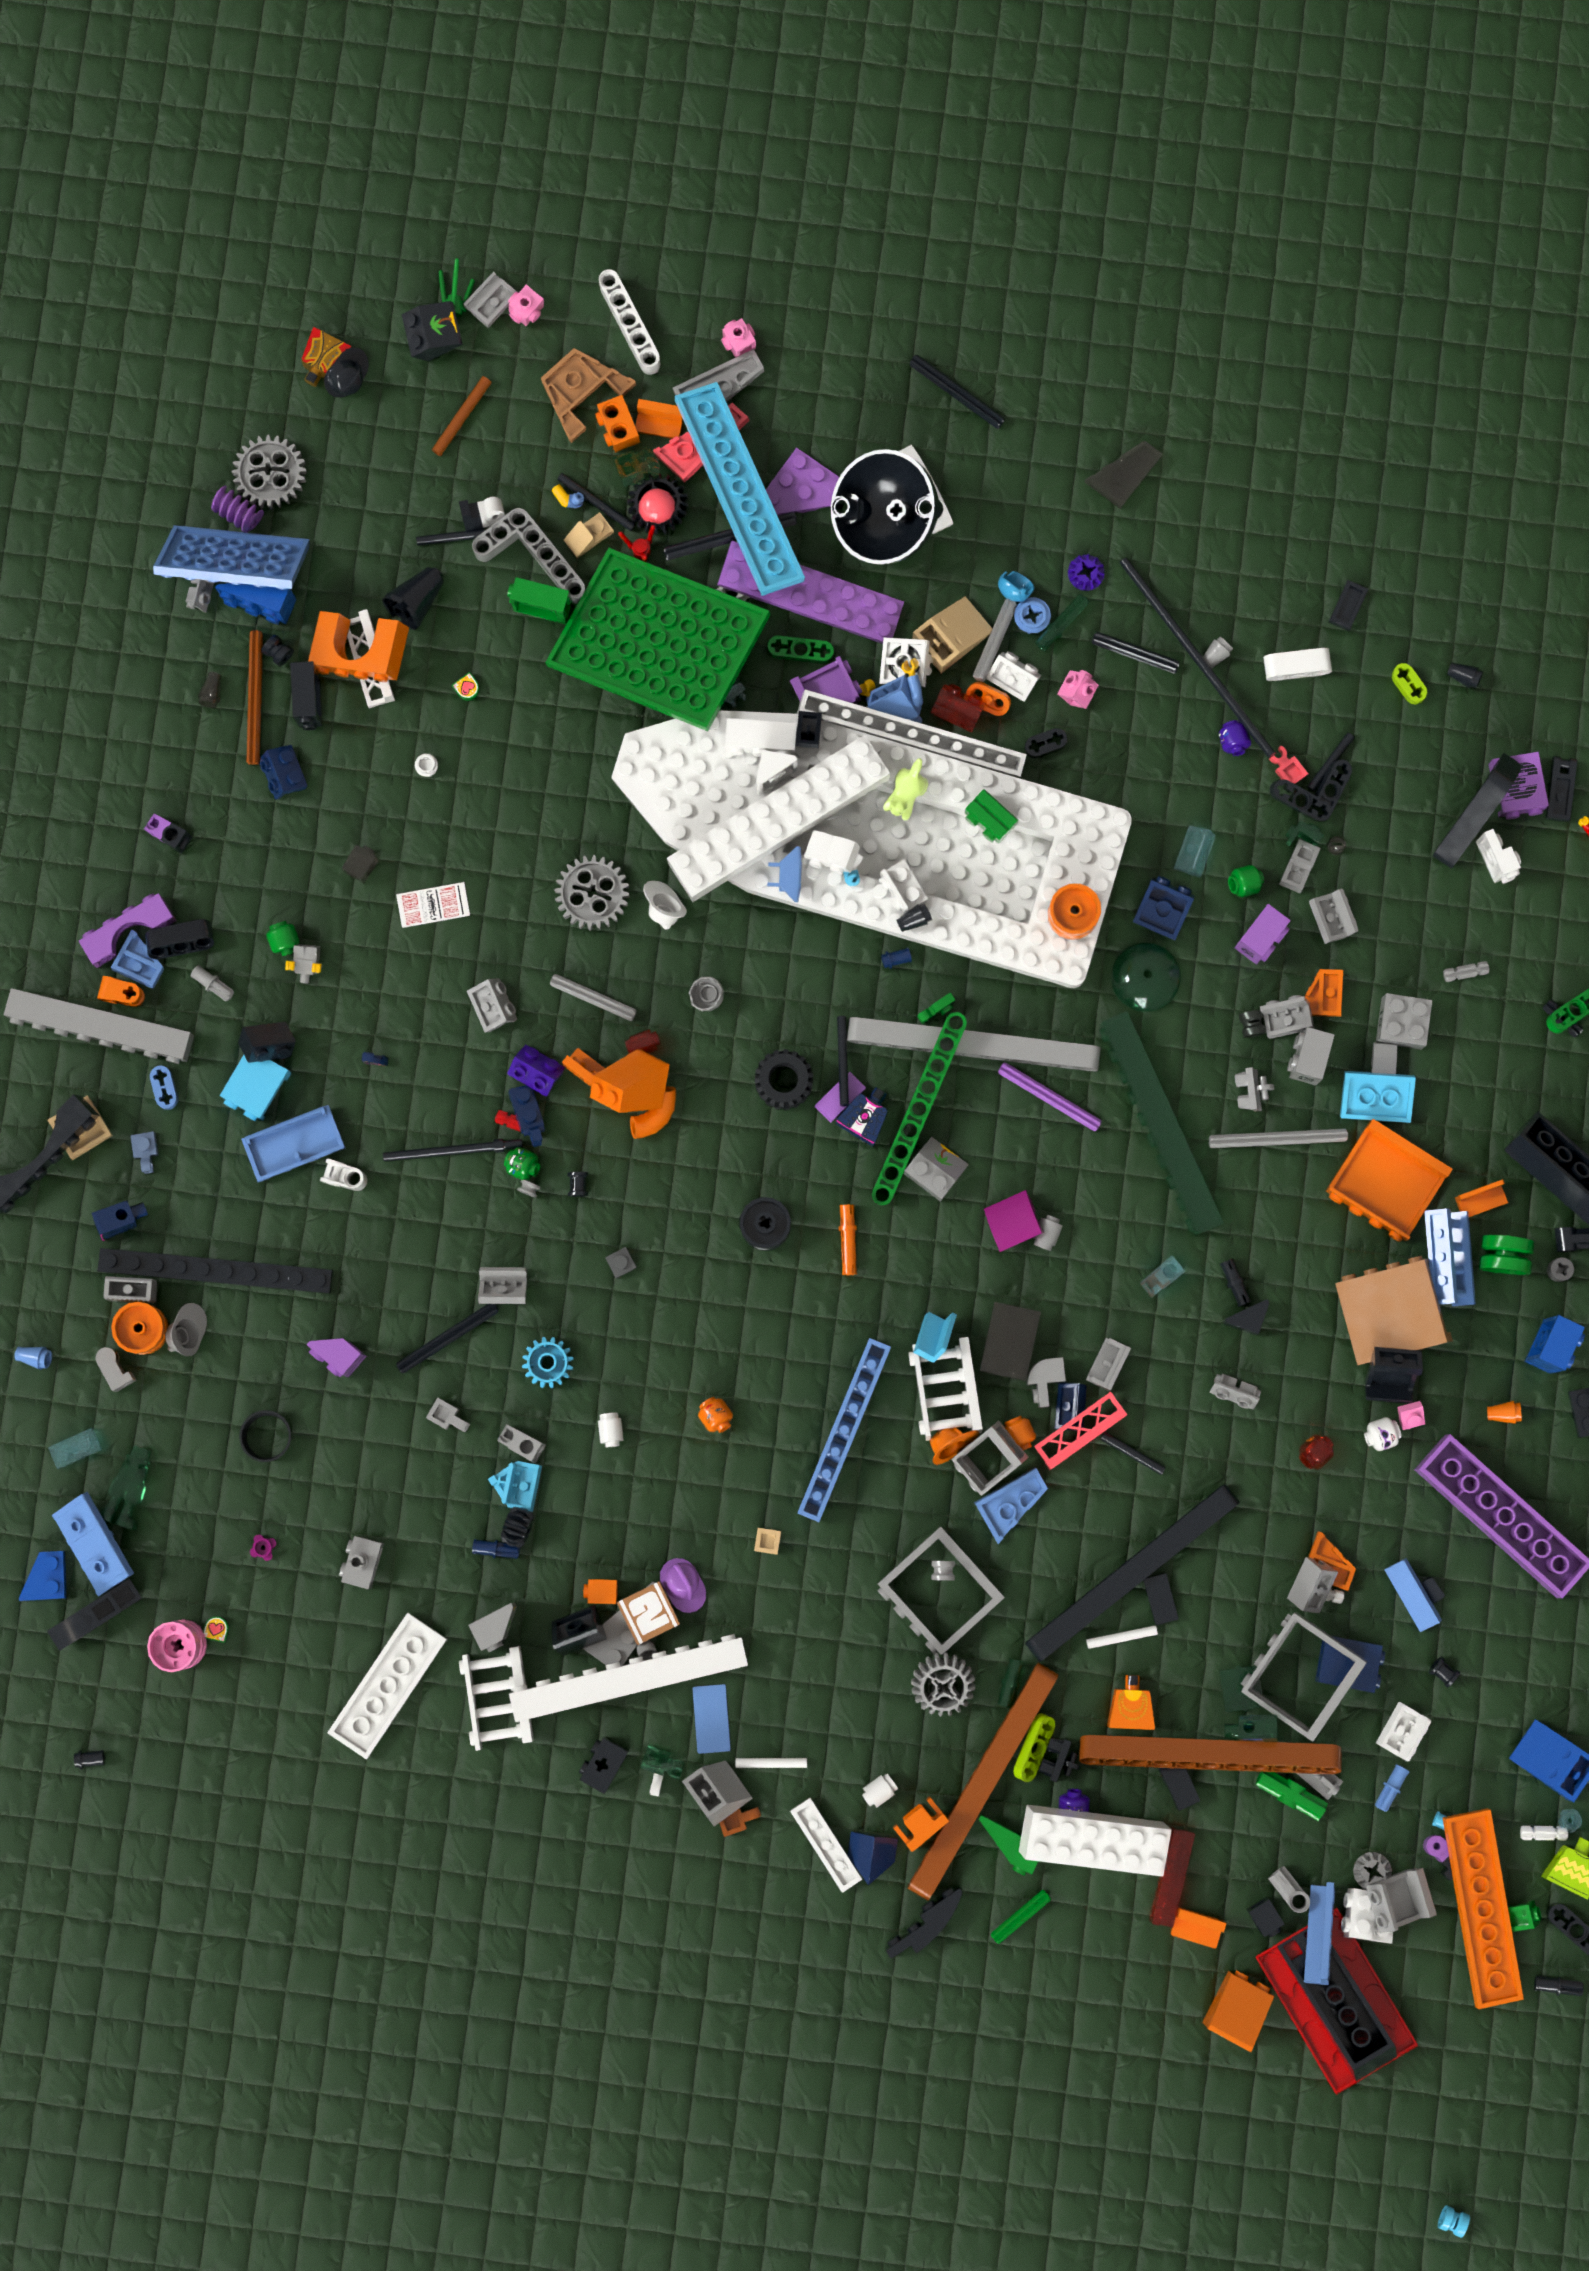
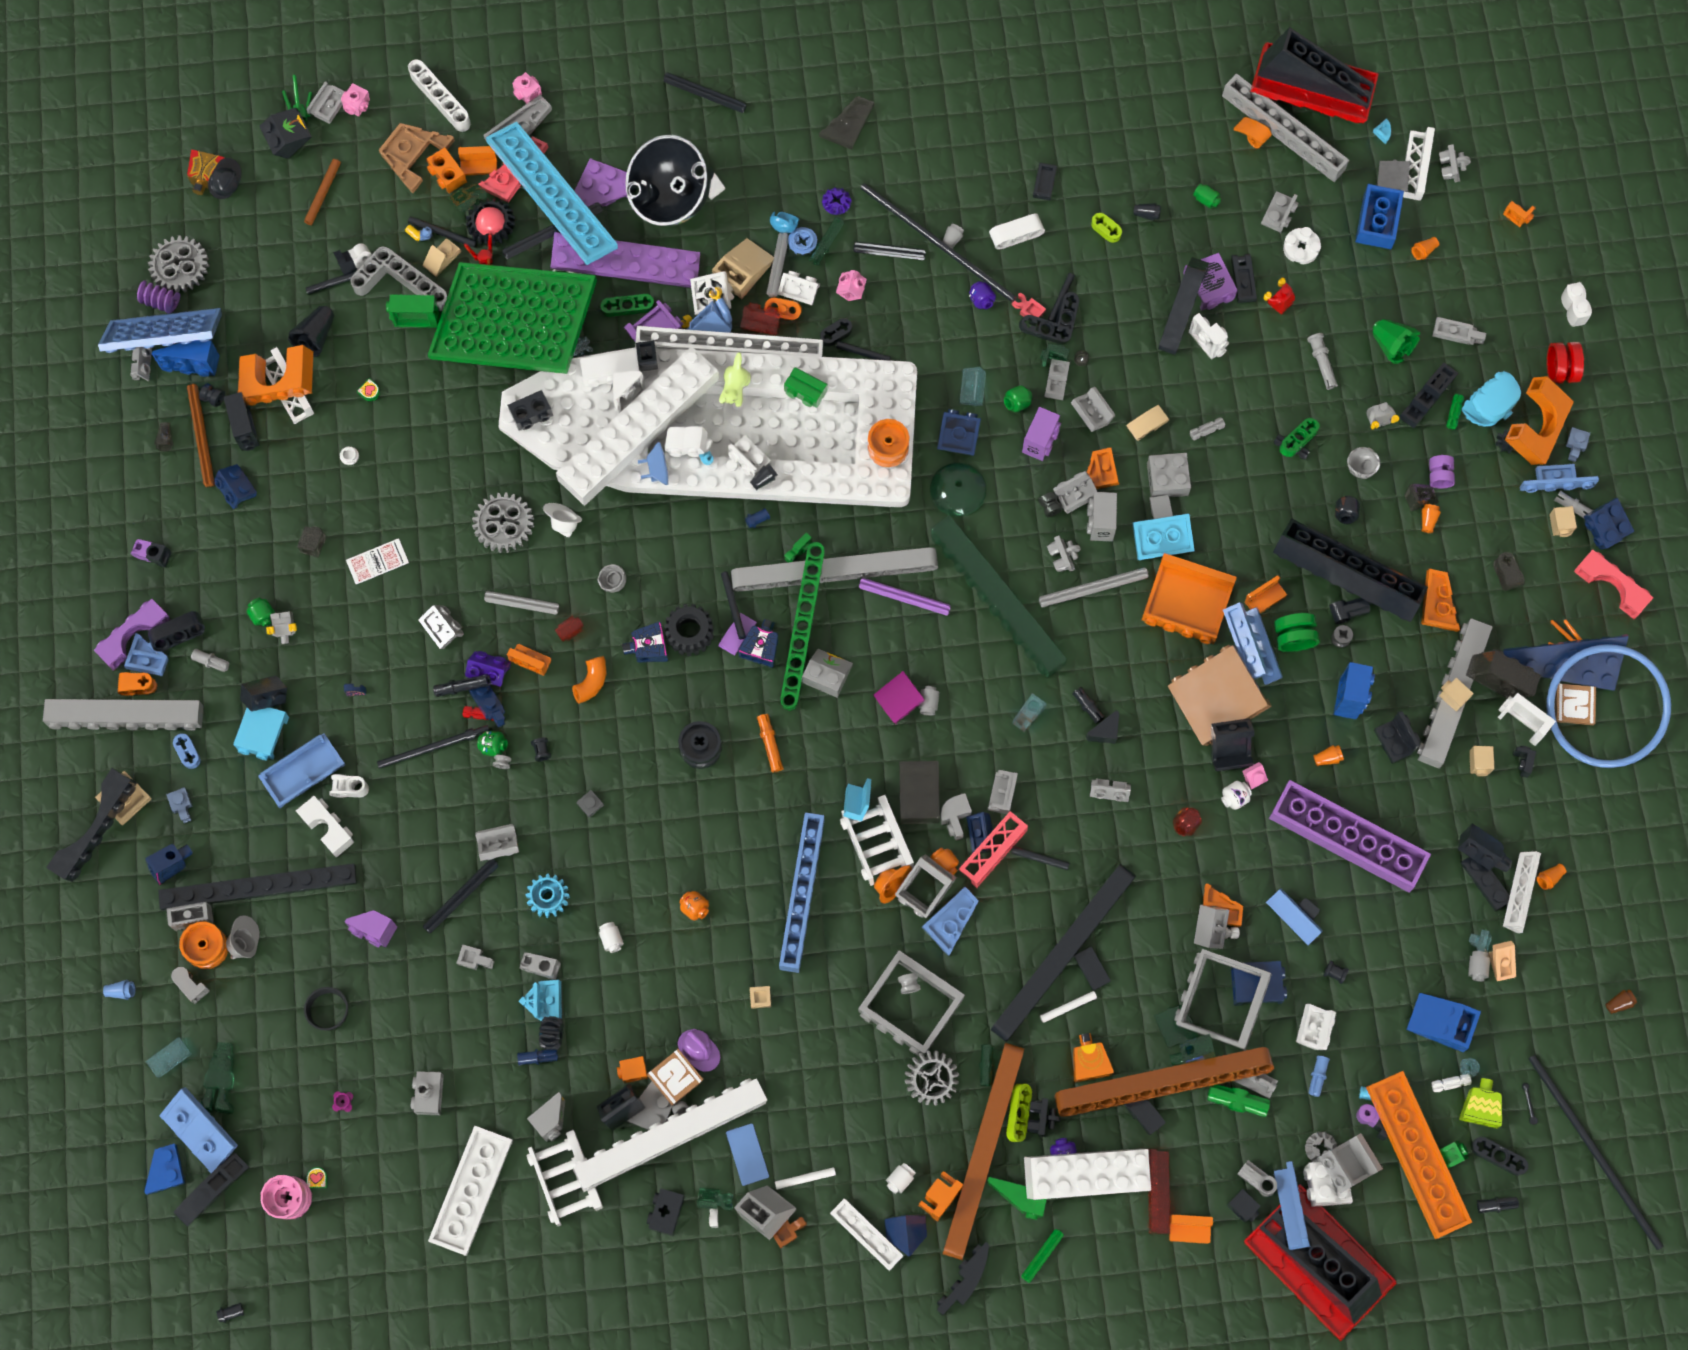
camera: 15 degrees left, 10 degrees down
(300, 1198) = (315, 813): none -> white arch
(492, 1084) = (454, 687): none -> black pin
(632, 1083) = (567, 656): orange slope -> none
(652, 762) = (527, 406): none -> black brick
(730, 1085) = (647, 644): none -> torso
(1074, 777) = (861, 351): none -> black bar
(1239, 2010) = (1242, 1287): orange slope -> none
(1396, 947) = (1147, 422): none -> tan slope
(1544, 672) = (1207, 196): none -> green brick

